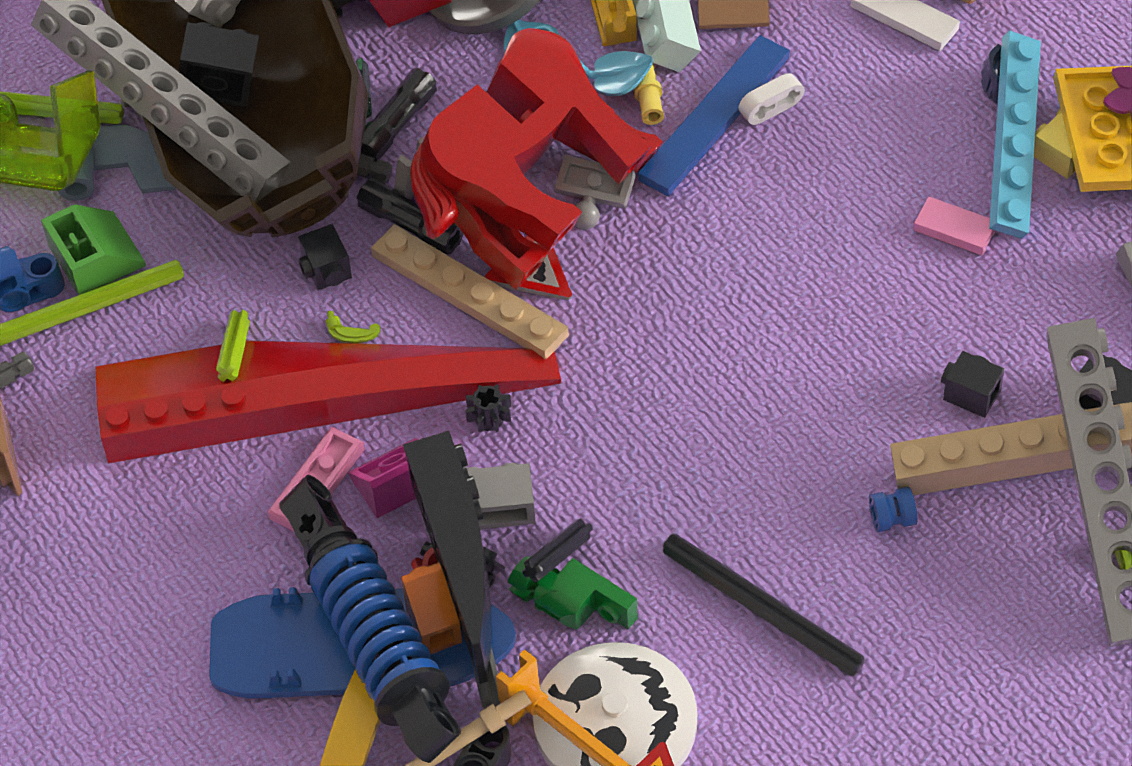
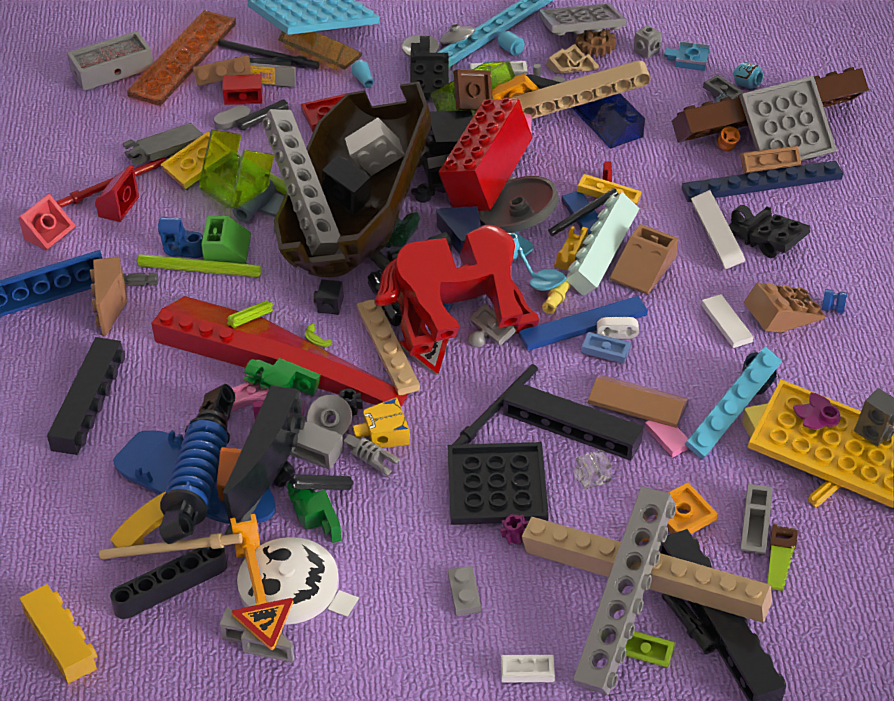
camera: 30 degrees right, 10 degrees down
(86, 605) = (86, 396): none -> black brick
(364, 420) = (281, 374): none -> green plate
(435, 47) = (457, 223): none -> dark blue slope
(492, 426) = (330, 405): none -> light grey dish
(568, 416) = (384, 425): none -> yellow torso
(580, 468) = (370, 453): none -> light grey hinge
(691, 364) = (469, 432): none -> black bar
(715, 708) = (343, 603): none -> white sticker
(763, 604) = (409, 567): black axle -> none
(777, 137) = (606, 347): none -> medium blue plate
(788, 419) = (495, 482): none -> black plate
(819, 271) = (573, 420): none -> black brick
(864, 598) = (464, 591): none -> light grey plate
(869, 462) = (514, 528): none -> magenta gear
(881, 195) = (637, 401): none -> medium nougat slope
(893, 509) = (513, 553): blue wheel -> none
(901, 330) = (592, 469): none -> clear brick
(972, 383) = (609, 514): black brick -> none
(1033, 660) = (527, 668): none -> white plate
(1044, 309) = (699, 510): none -> light orange plate

